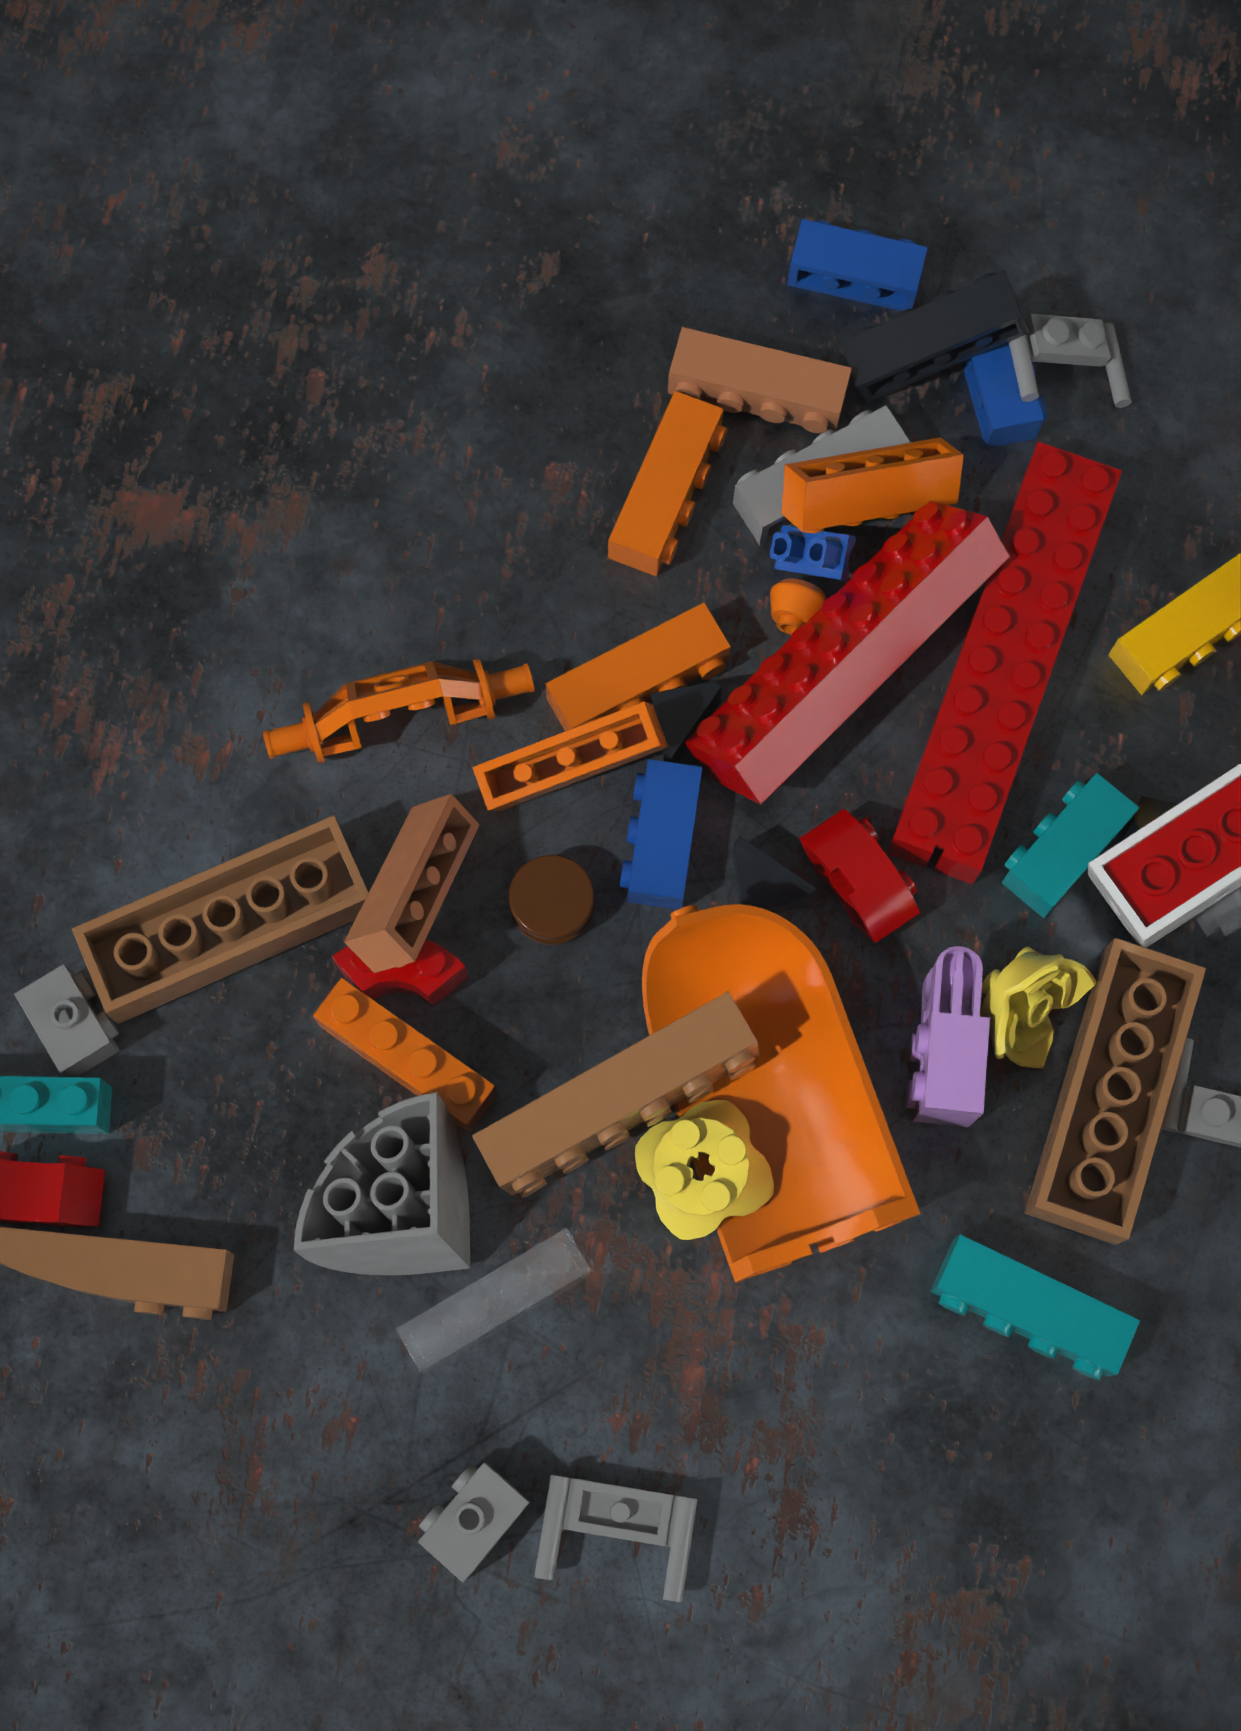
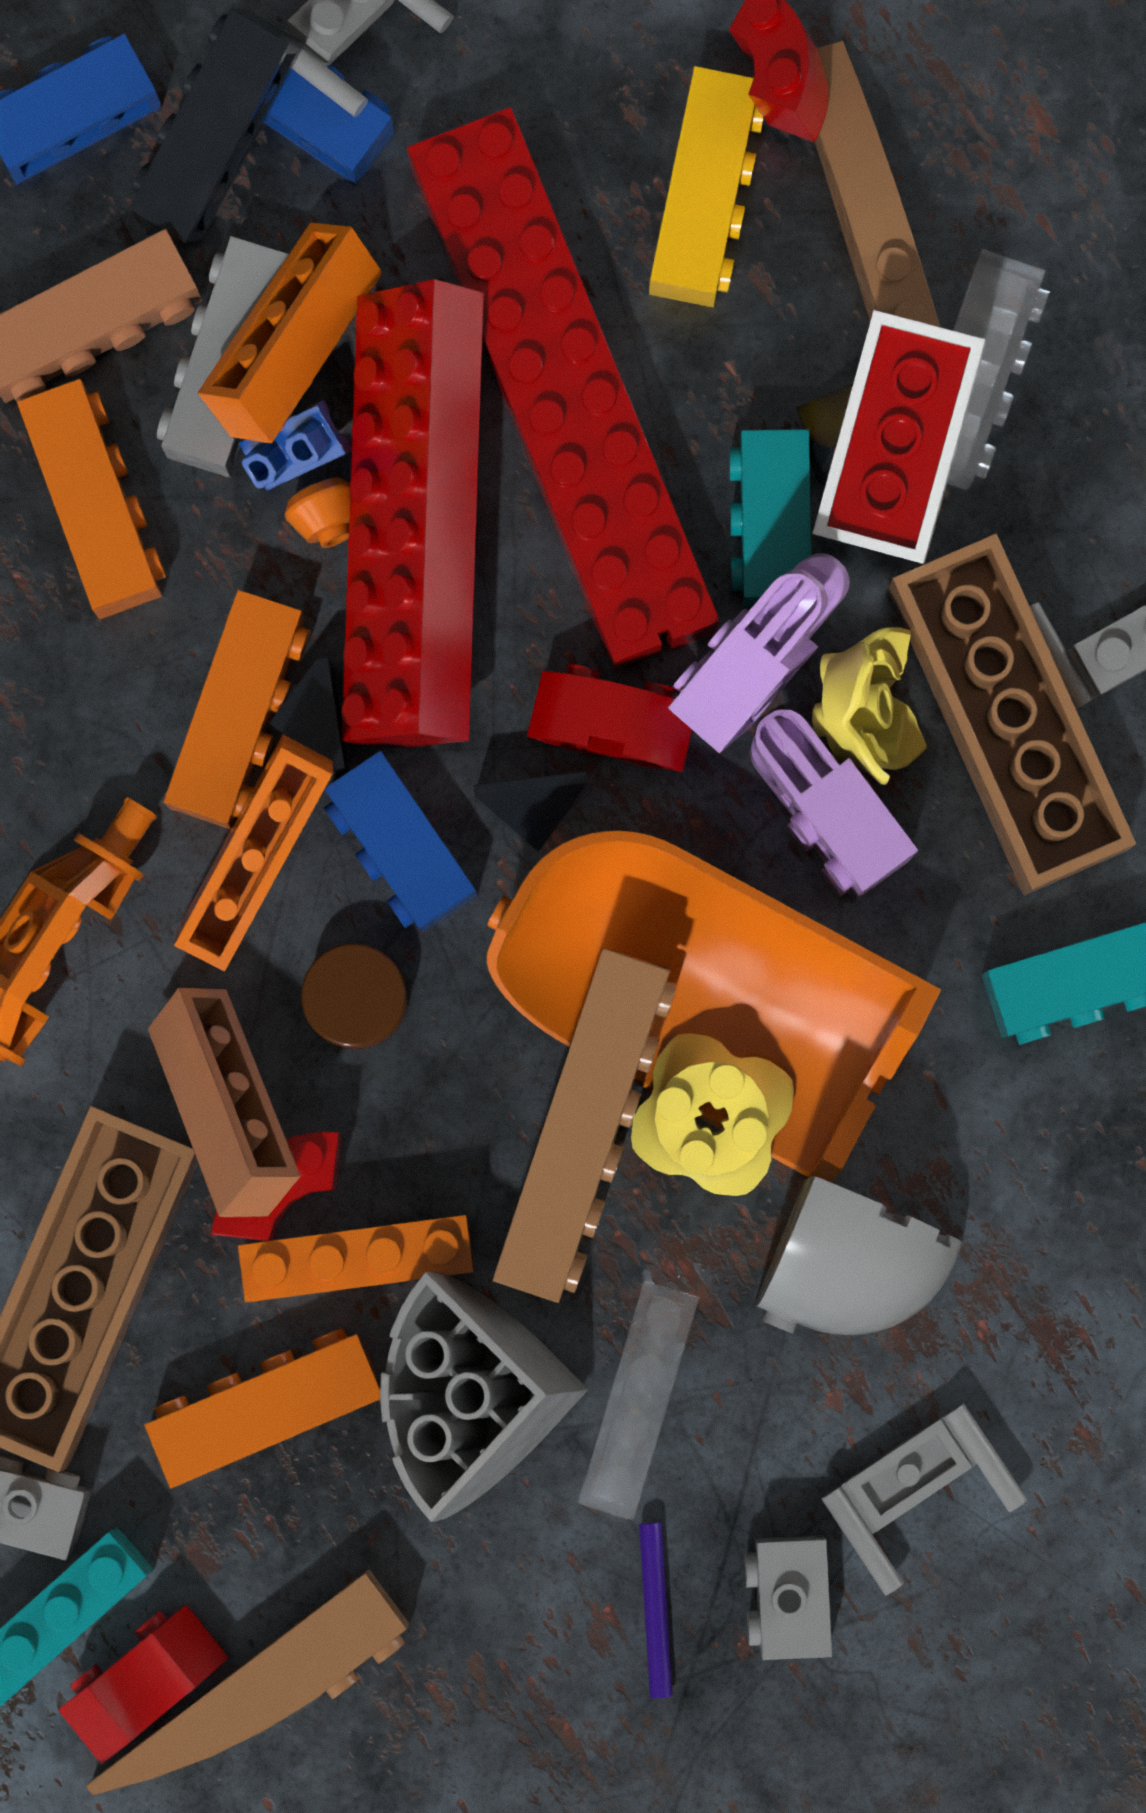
camera: 40 degrees left, 10 degrees up
(263, 1094) = (265, 1409): none -> orange brick
(382, 1448) = (655, 1610): none -> dark purple bar
(705, 1342) = (852, 1264): none -> light grey brick
(991, 906) = (759, 652): none -> lavender brick

